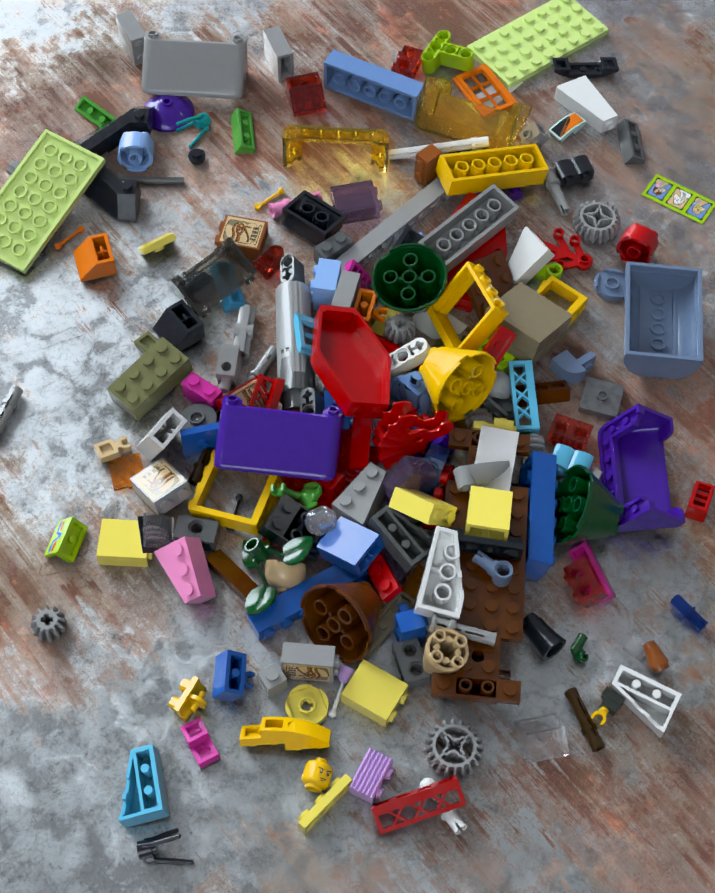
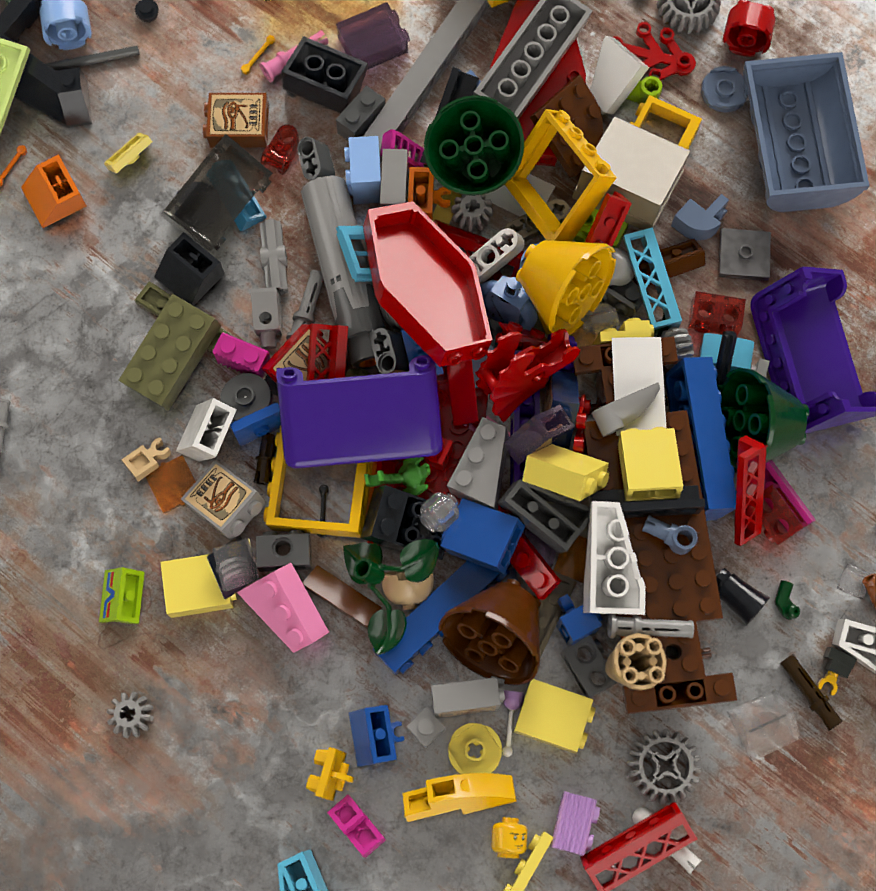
camera: 10 degrees left, 15 degrees up
(563, 554) = (749, 489): none -> red fence
(567, 459) = (725, 355): none -> black axle

